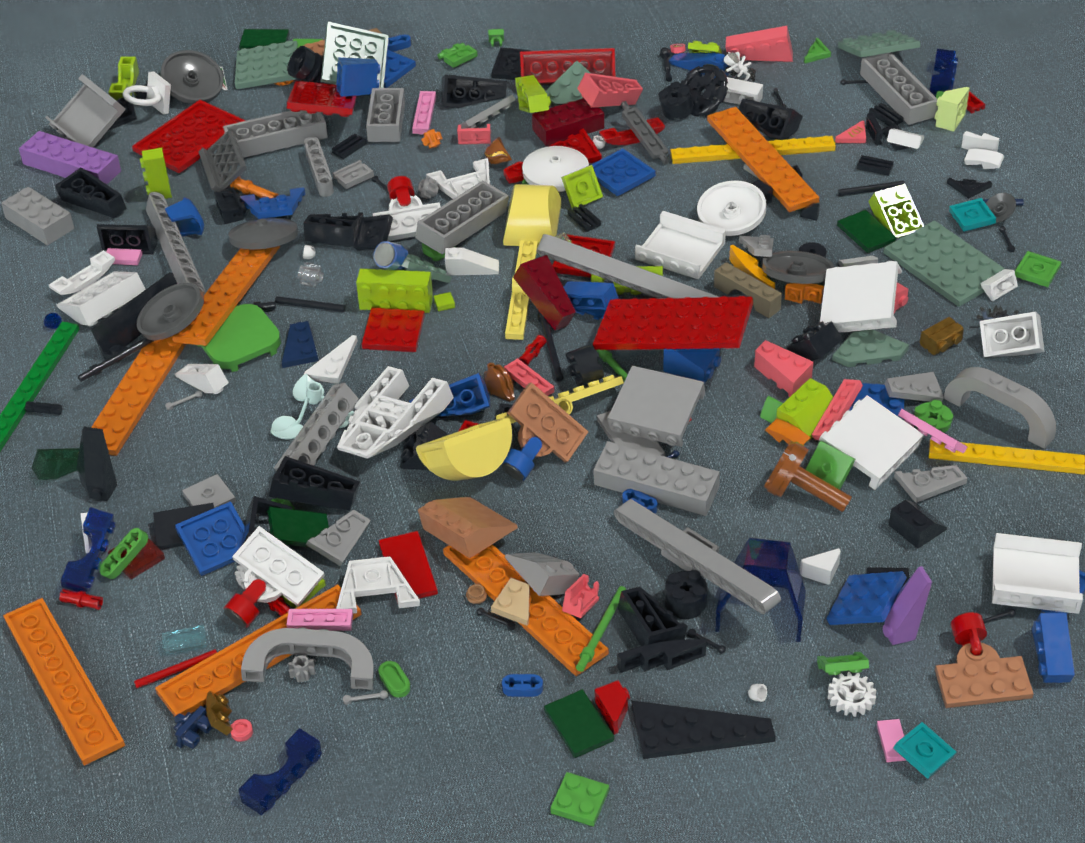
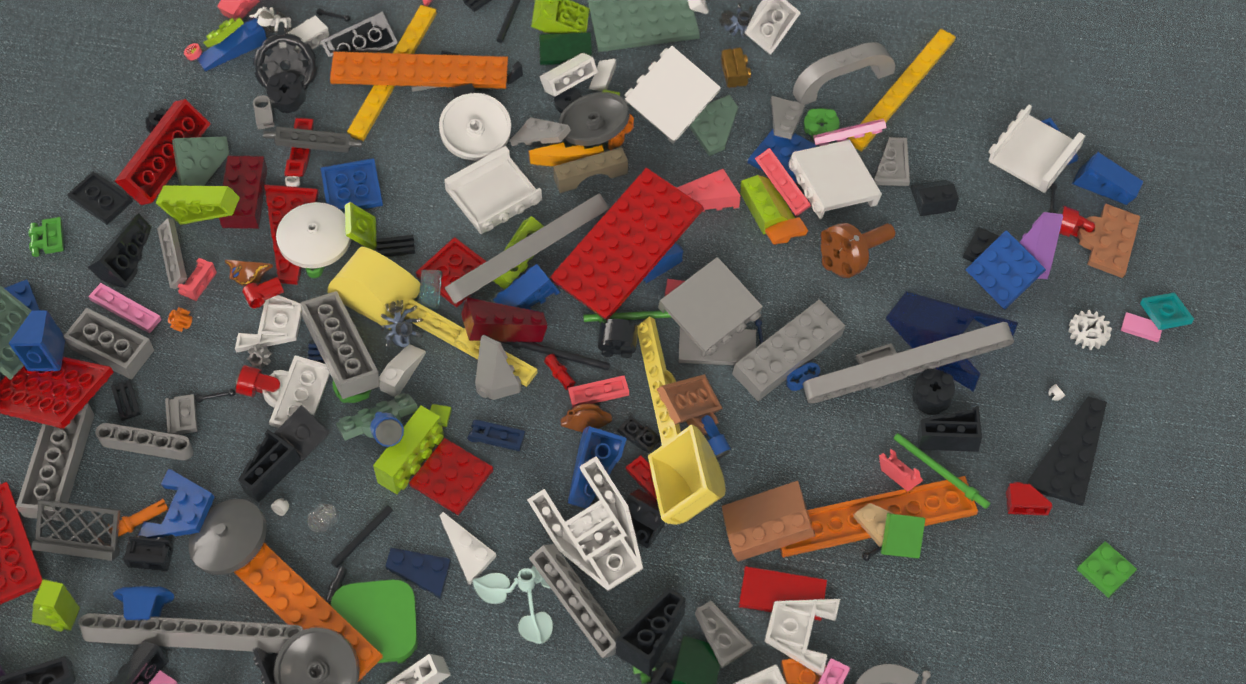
camera: 65 degrees left, 15 degrees up
(394, 679) = (913, 658): bright green tile -> none
(446, 338) = (496, 435): none -> dark blue plate
(476, 594) = (847, 551): medium nougat plate -> none
(479, 161) = (258, 293): none -> red piece
(492, 308) = (493, 373): none -> light grey wedge
(496, 35) = (46, 188): bright green tile -> none
(502, 243) = (400, 329): none -> animal
(509, 619) = (903, 535): none -> bright green tile
(522, 685) = (965, 558): blue beam -> none
(543, 572) = (855, 485): light grey slope -> none
(578, 723) = (1028, 535): dark green tile -> none
(608, 90) = (237, 137): coral wedge -> none
(649, 105) = (263, 115): none -> light grey piece
(665, 54) = (192, 65): black piece -> none
(669, 653) = (990, 437): black slope -> none
(692, 633) = (997, 395): black hinge -> none
(770, 409) = (751, 227): bright green slope -> none
(815, 341) = (687, 156): black slope -> none
(821, 566) = (951, 281): white slope -> none
(830, 464) = (849, 212): bright green plate -> none
(834, 665) = (1064, 321): bright green plate -> none
(835, 238) = (568, 74): none -> white brick

